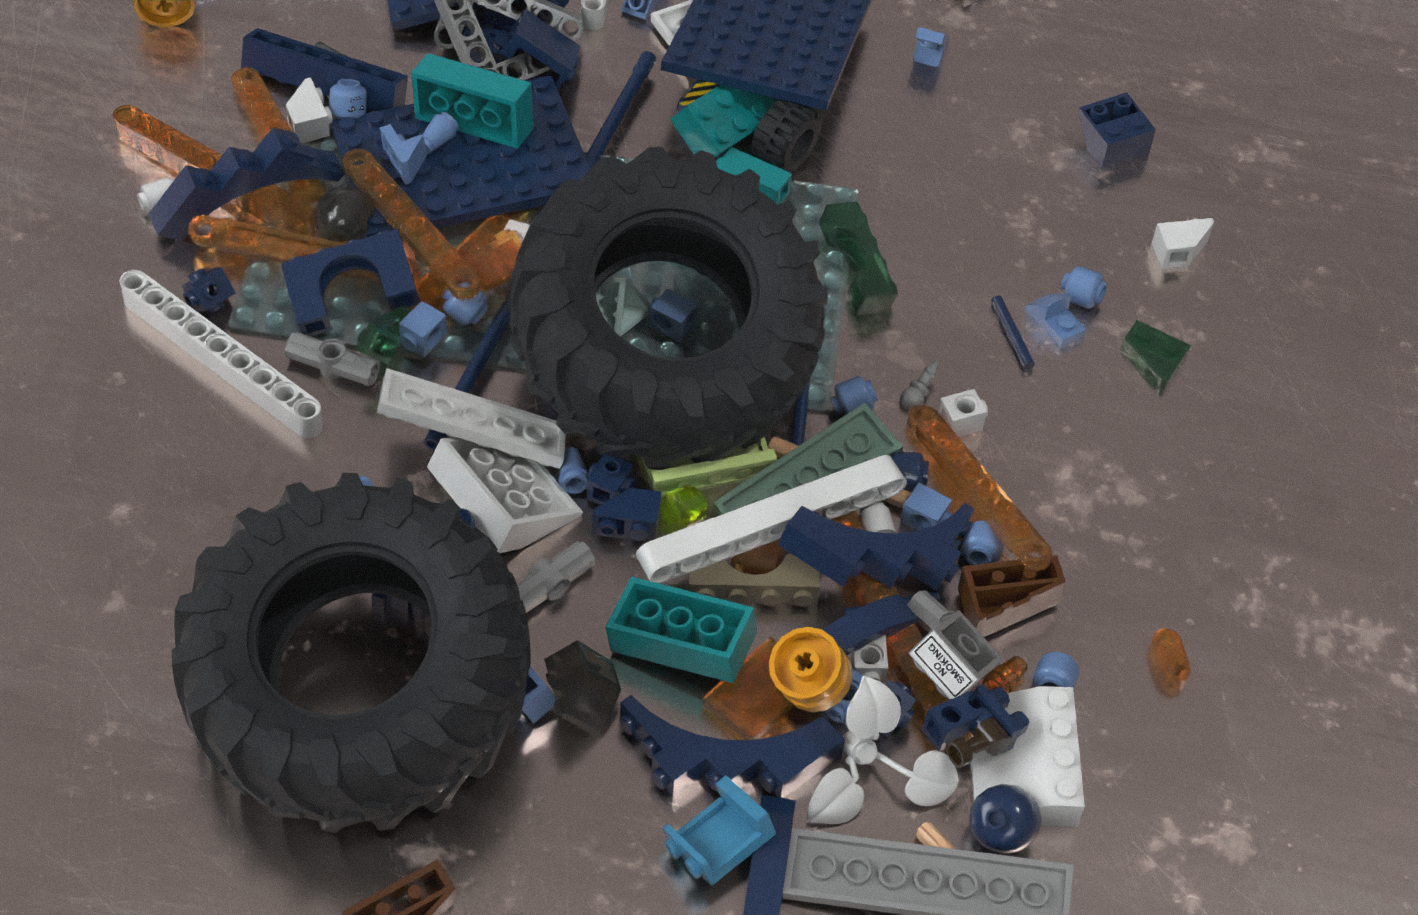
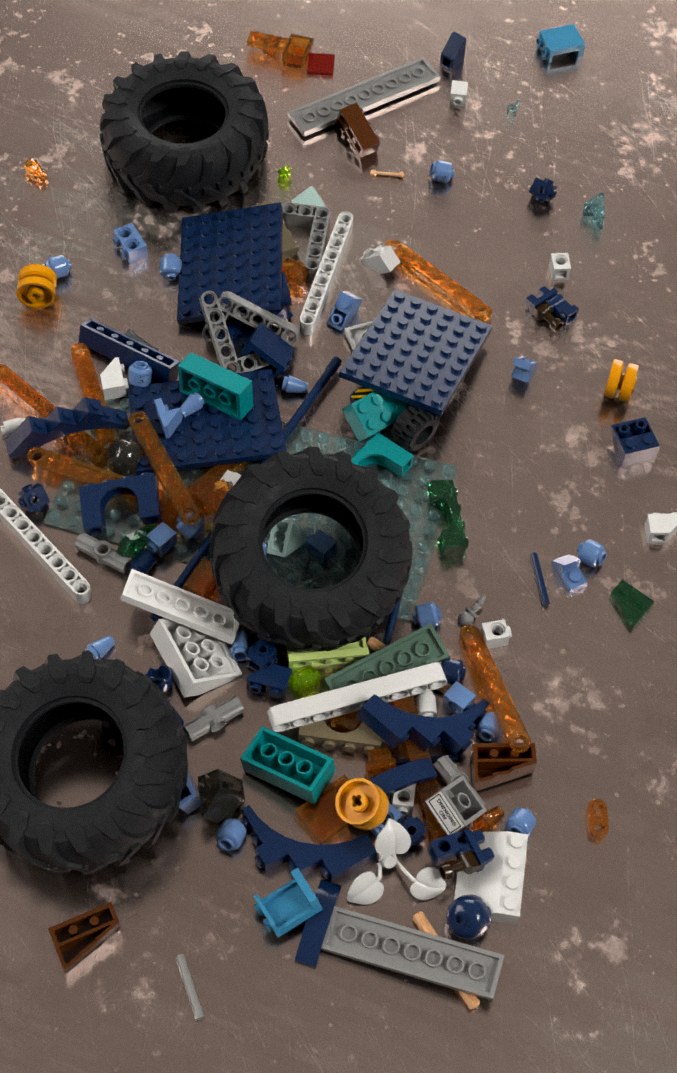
camera: 10 degrees right, 5 degrees up
(398, 359) = (143, 561): none -> dark blue brick
(500, 378) = (201, 580): none -> clear orange brick
(587, 98) = (293, 385): none -> medium blue cone
(608, 743) = (230, 834): none -> medium blue head
(822, 608) = (379, 761): none -> clear orange brick
(1081, 48) = (623, 381): none -> light orange wheel

